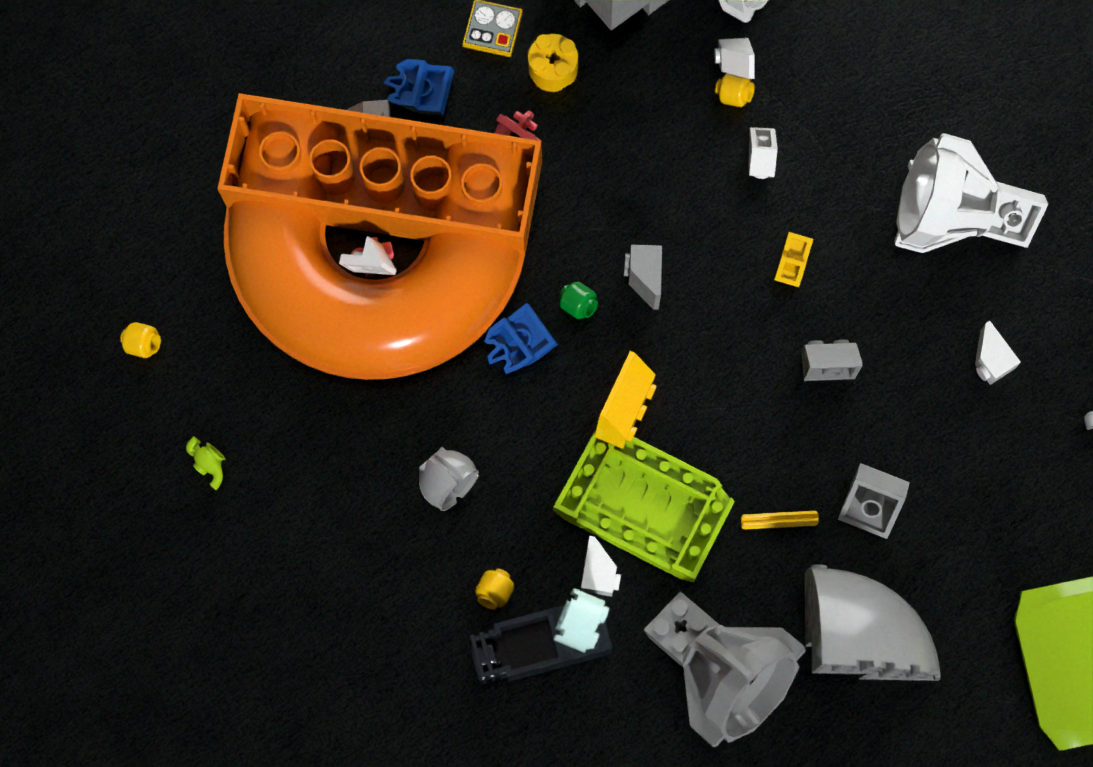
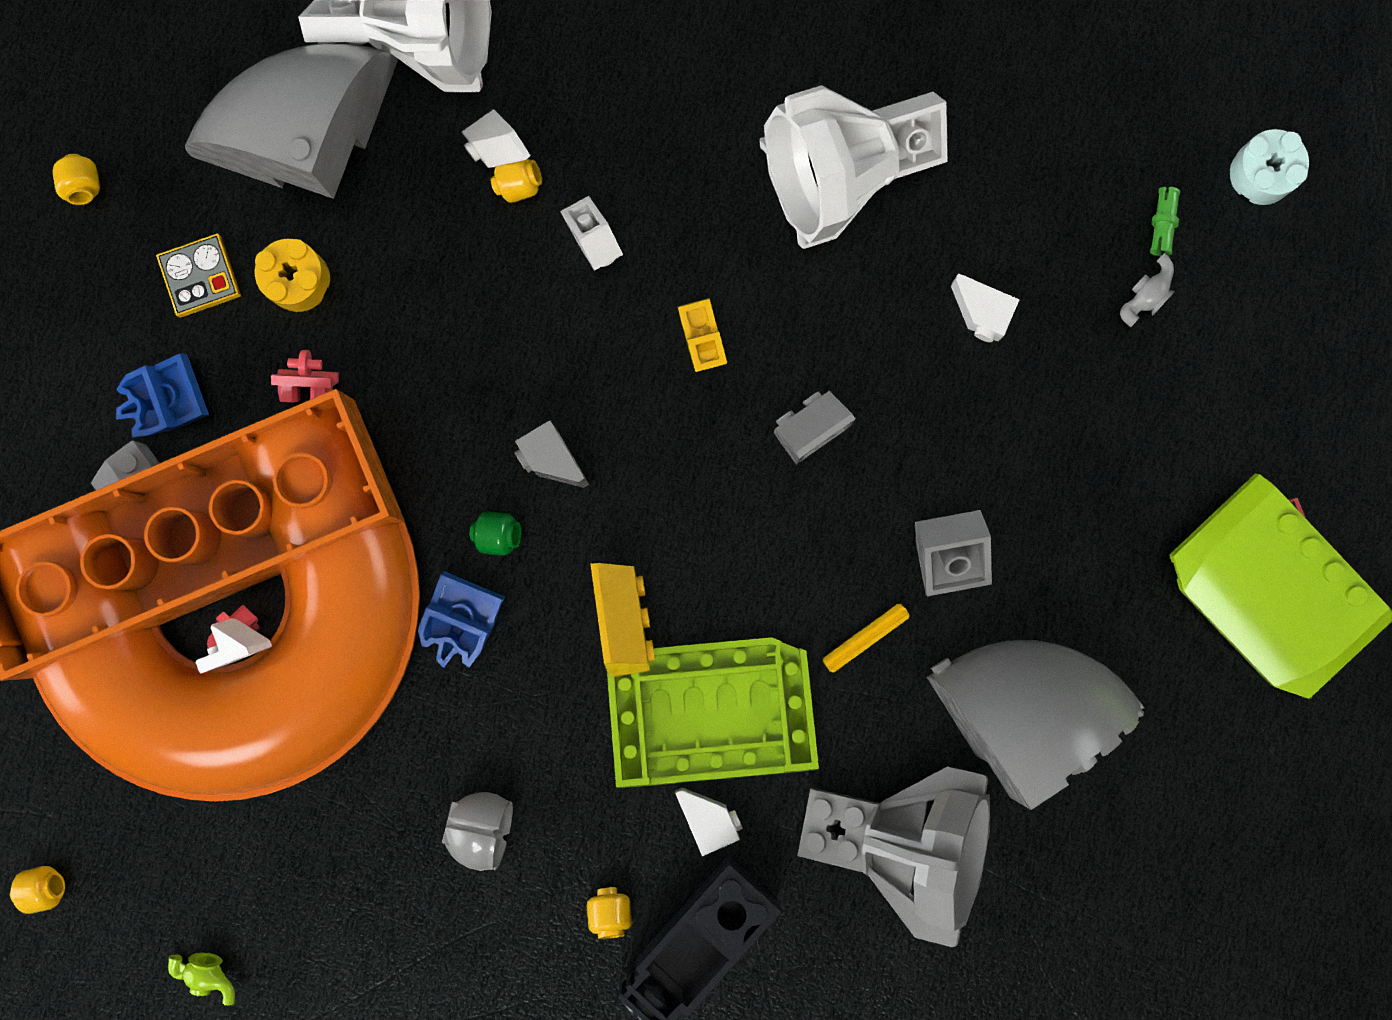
camera: 30 degrees left, 10 degrees up
(580, 621) = (730, 916): light aqua brick -> none

